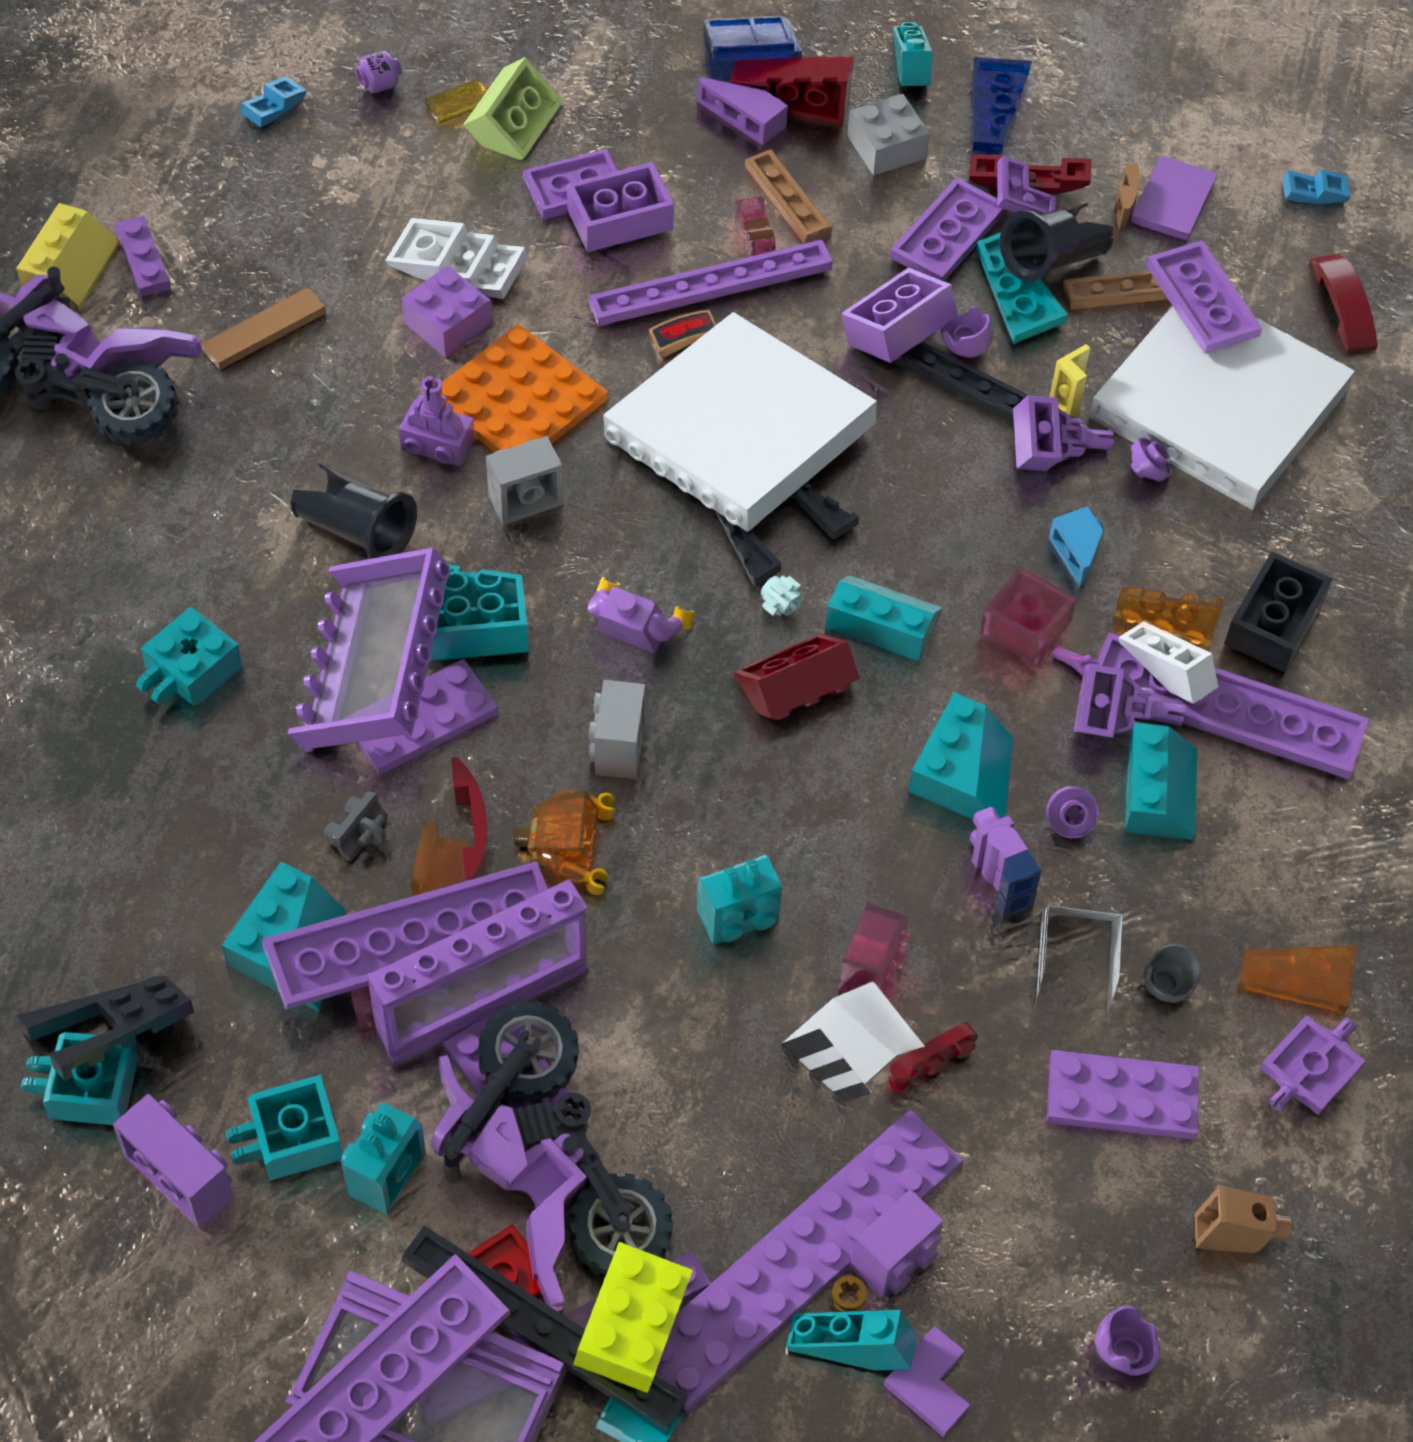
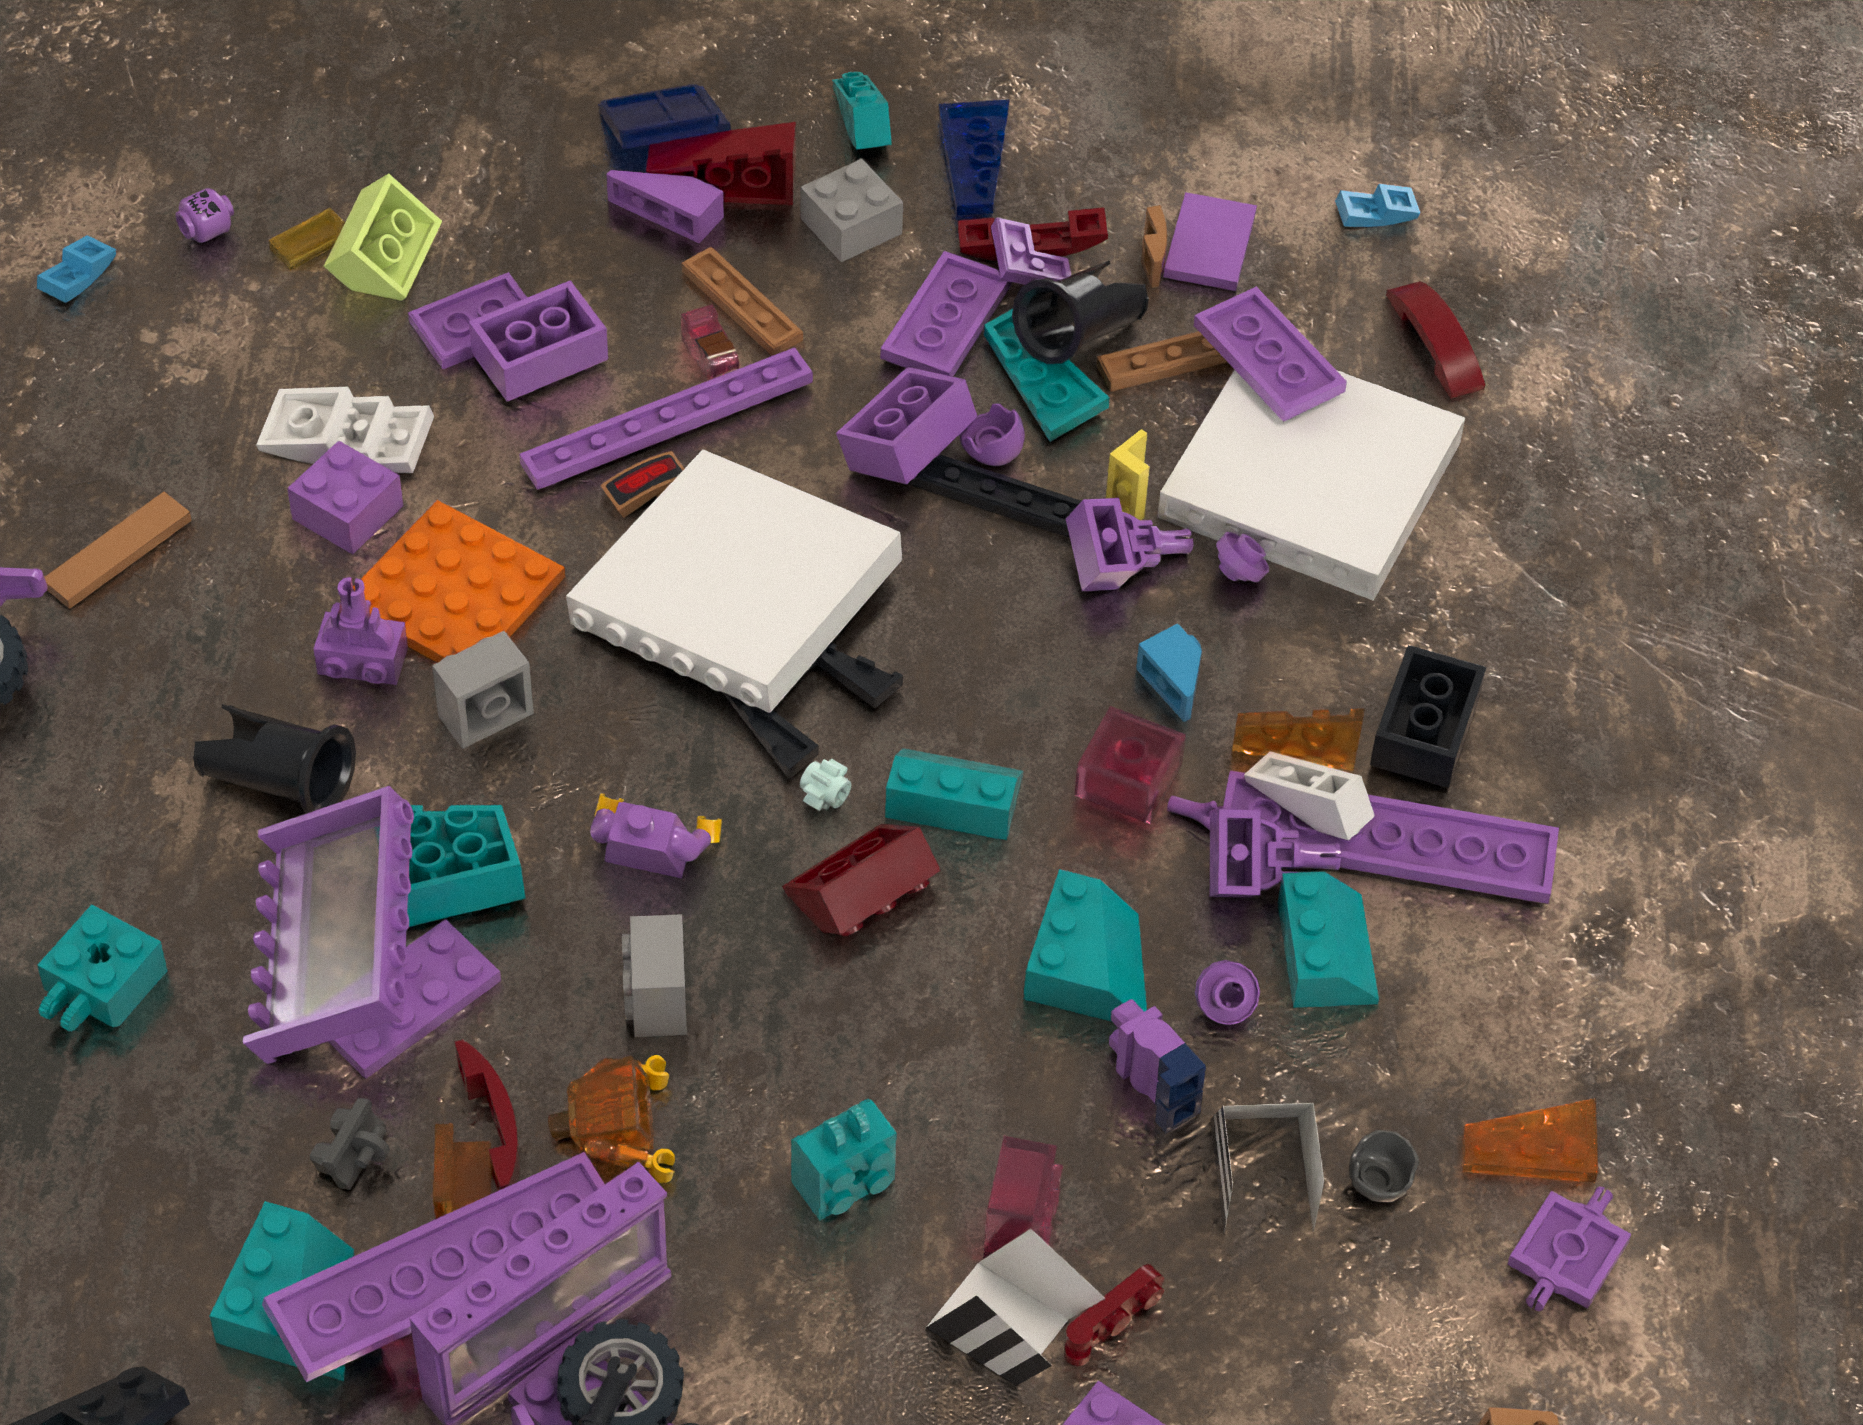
camera: 10 degrees left, 5 degrees down
(1123, 1094) = (1350, 1321): medium lavender plate -> none

